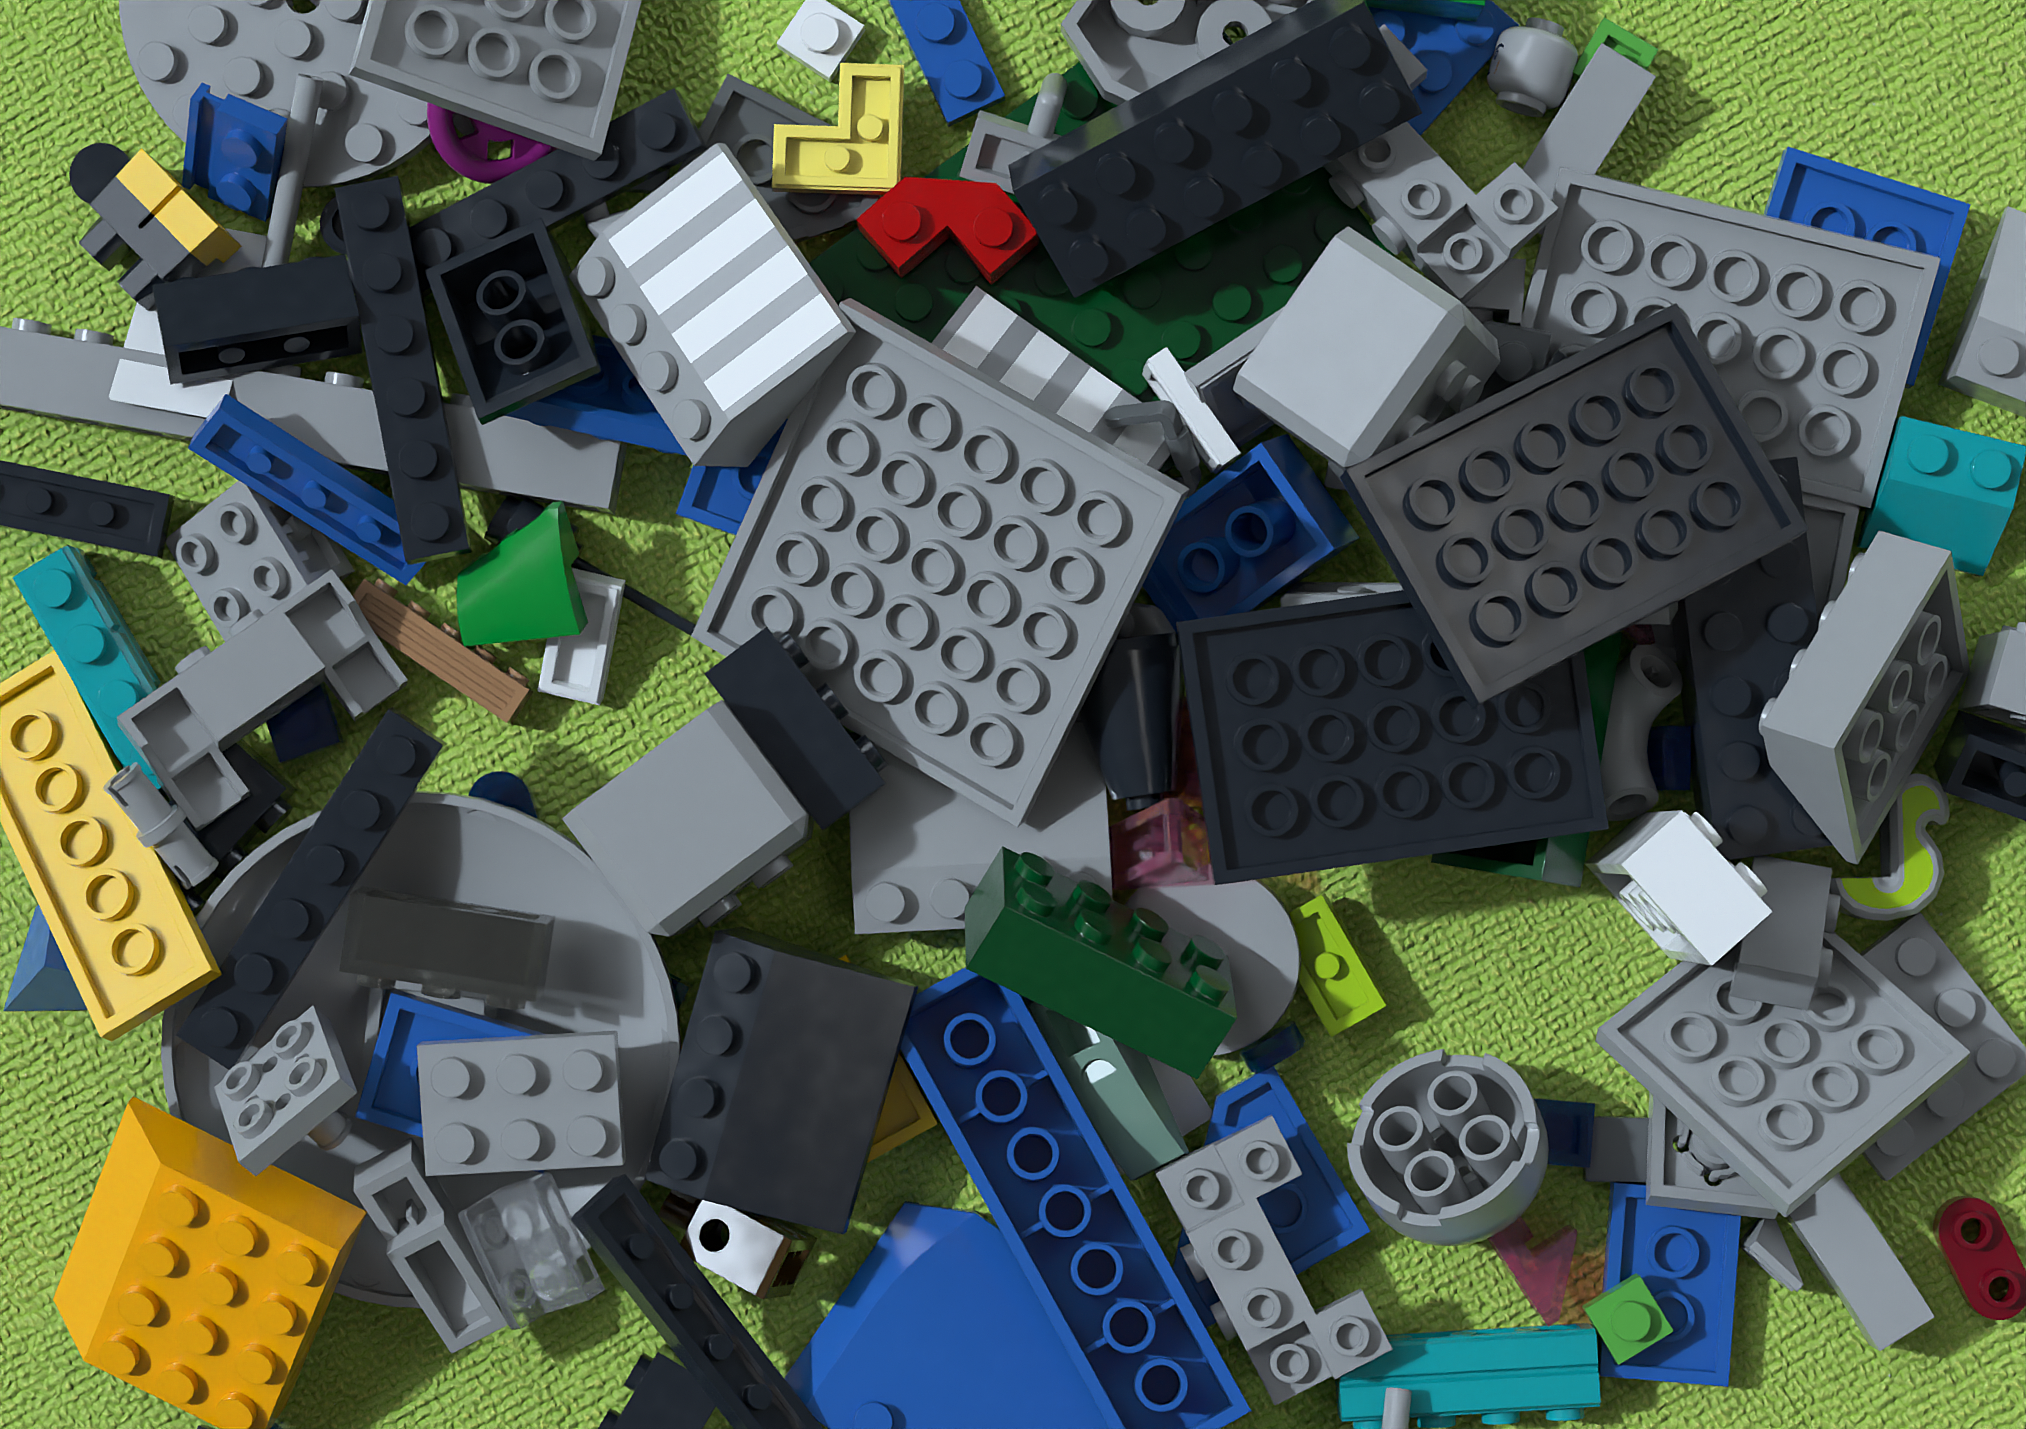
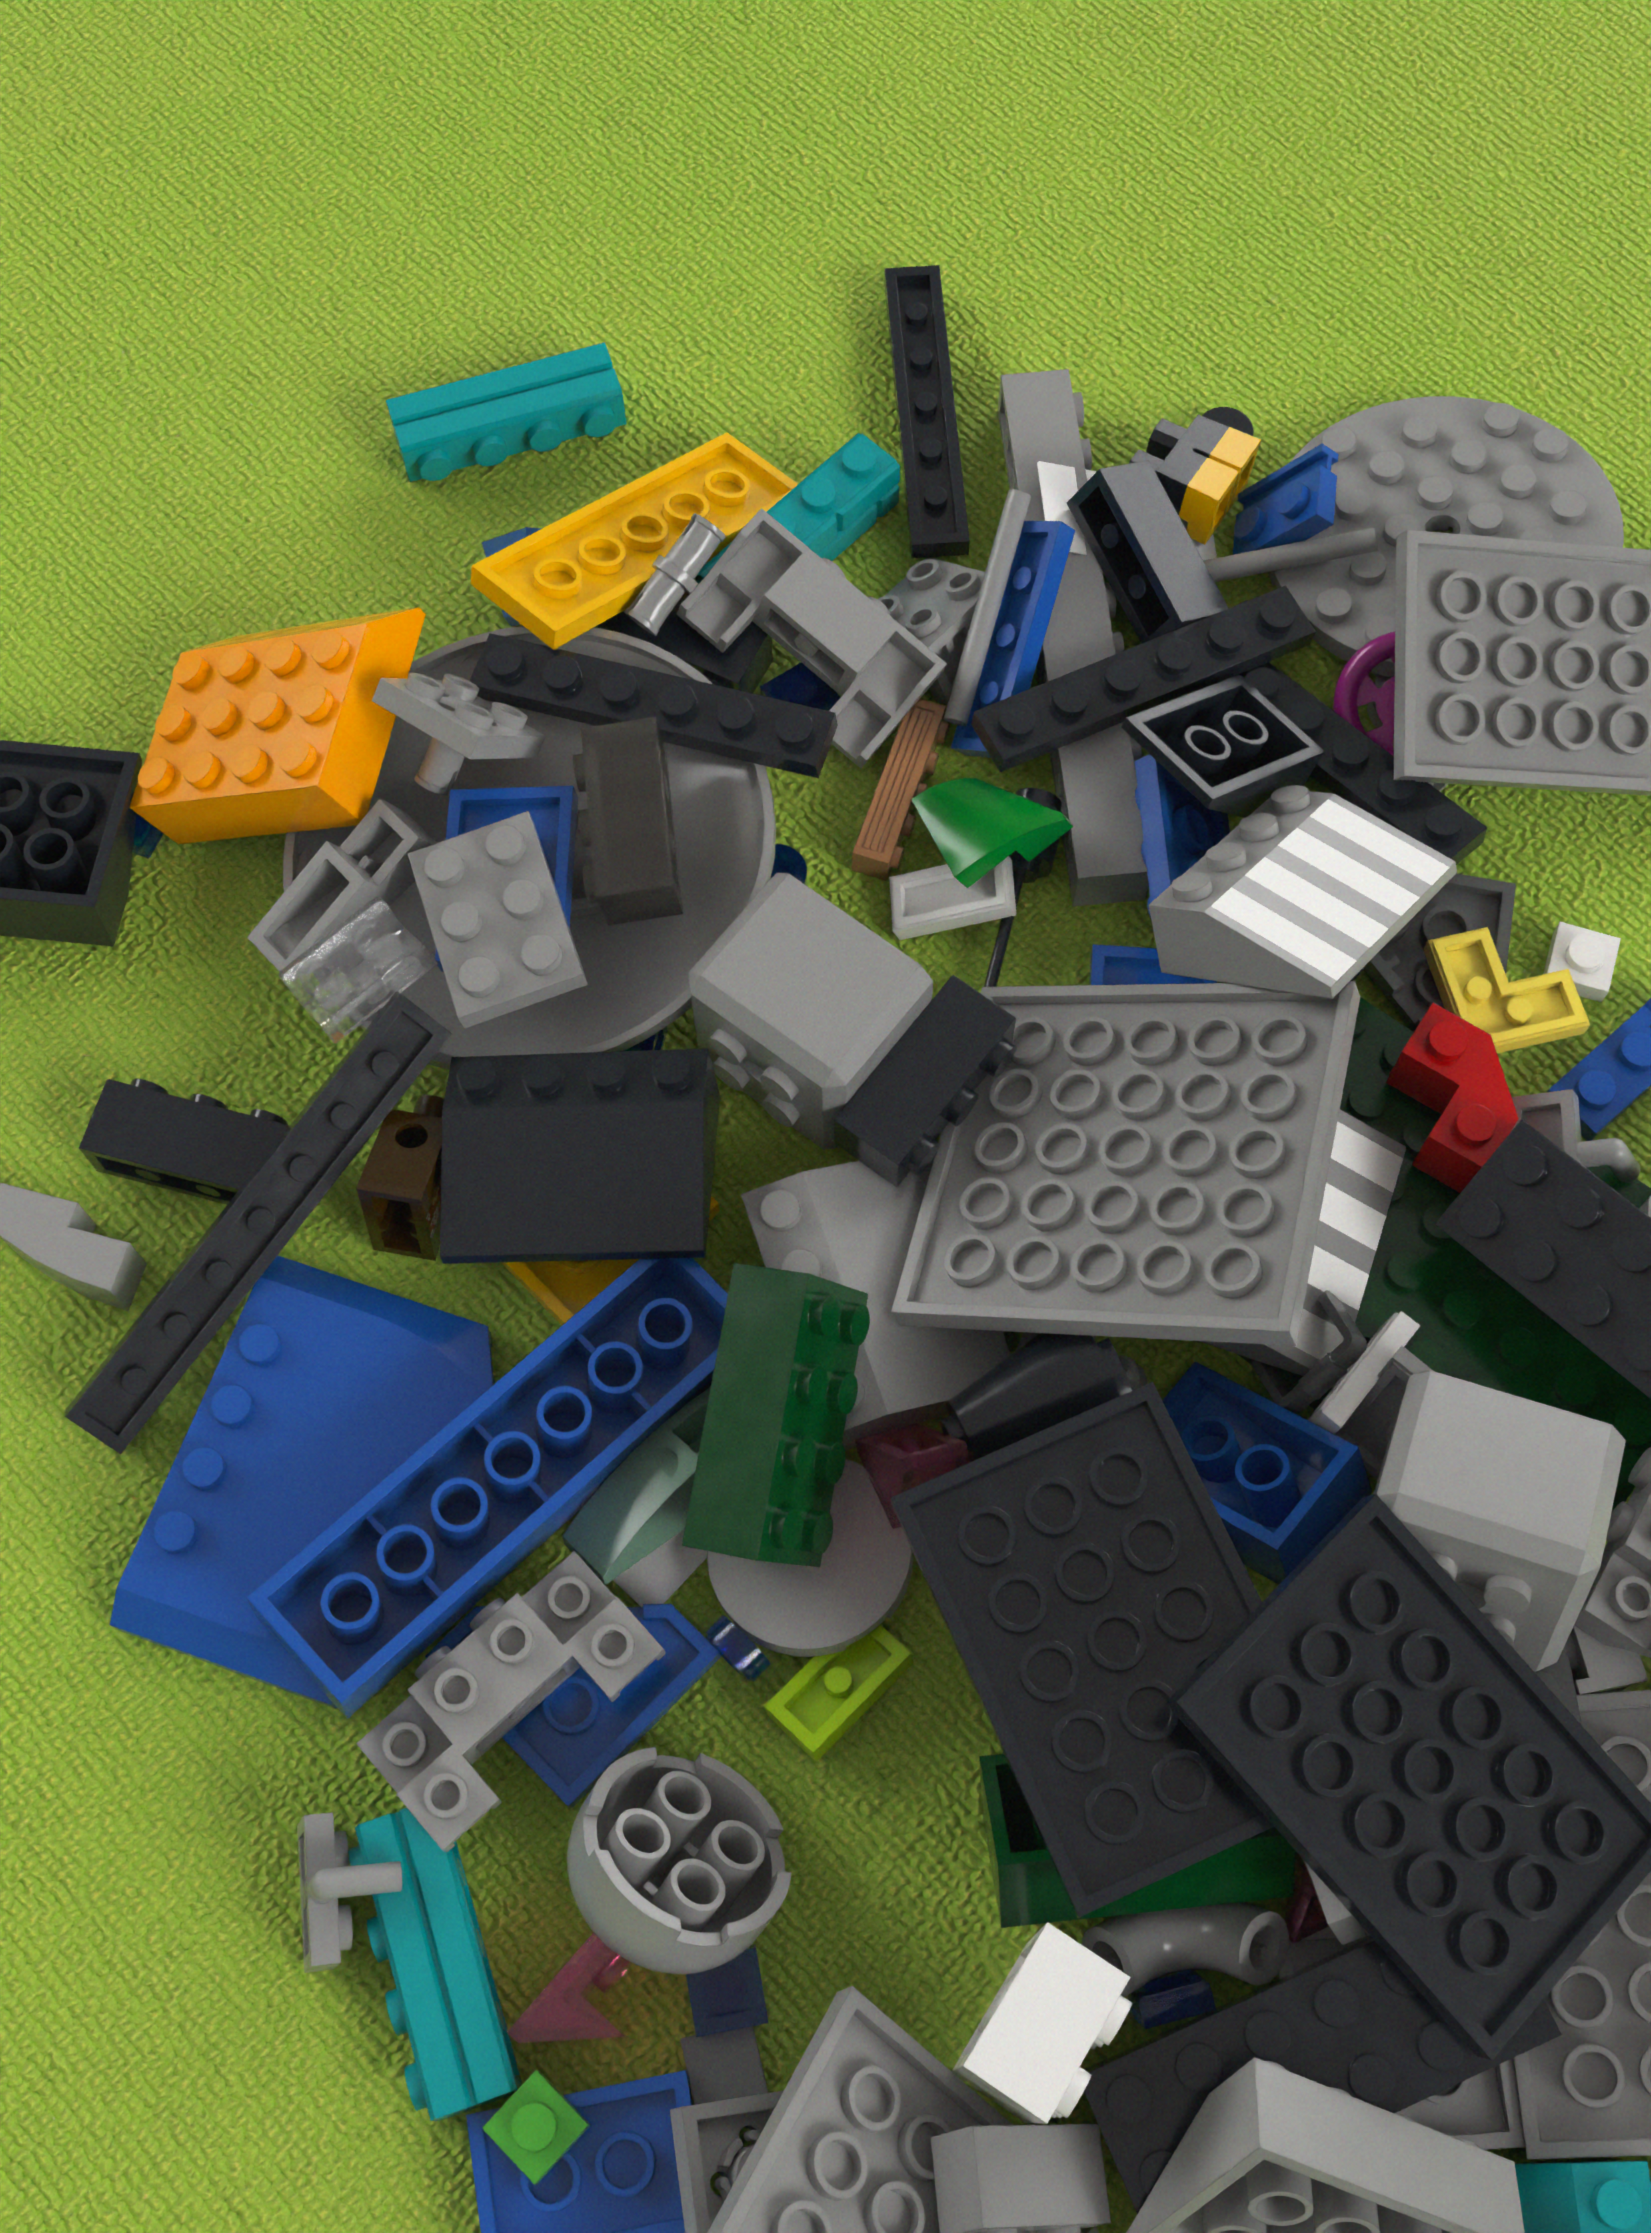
camera: 70 degrees right, 20 degrees down
(275, 506) = (987, 607): none -> light grey piece

